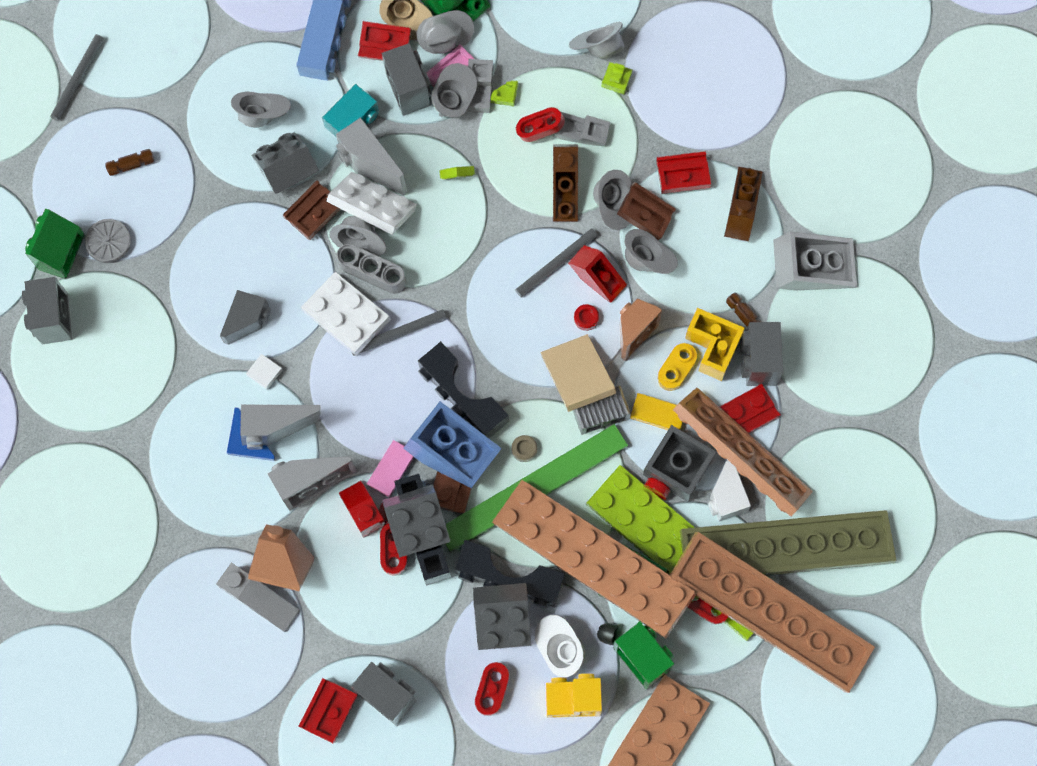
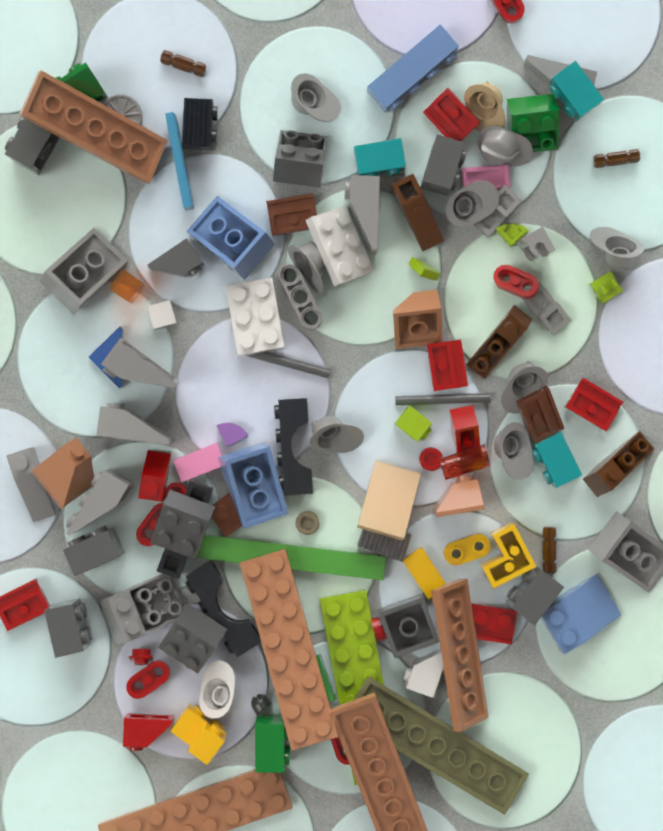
camera: 35 degrees right, 15 degrees up
(90, 256) = (93, 127): none -> nougat plate
(168, 386) = (83, 271): none -> light grey slope
(178, 197) = (198, 124): none -> black brick
(185, 237) = (179, 160): none -> dark azure tile
(216, 368) = (127, 286): none -> clear orange brick
(276, 264) = (231, 237): none -> medium blue slope
(331, 558) = (108, 493): none -> light grey slope
(355, 607) = (94, 551): none -> dark grey brick
(399, 423) = (231, 432): none -> medium lavender tile
(413, 131) = (417, 212): none -> reddish brown slope
(436, 630) = (142, 608): none -> light grey slope
(469, 673) = (141, 656): none -> red plate
(485, 214) = (418, 320): none -> nougat slope
(491, 355) = (334, 436): none -> light grey piece
(522, 737) = (143, 729): none -> red slope
(531, 79) = (537, 243): none -> light grey hinge
(537, 232) = (447, 365): none -> red plate
(548, 297) = (414, 424): none -> lime brick
(615, 296) = (464, 462): none -> clear red plate
(690, 237) = (557, 460): none -> teal brick
(814, 347) = (580, 614): none -> medium blue slope

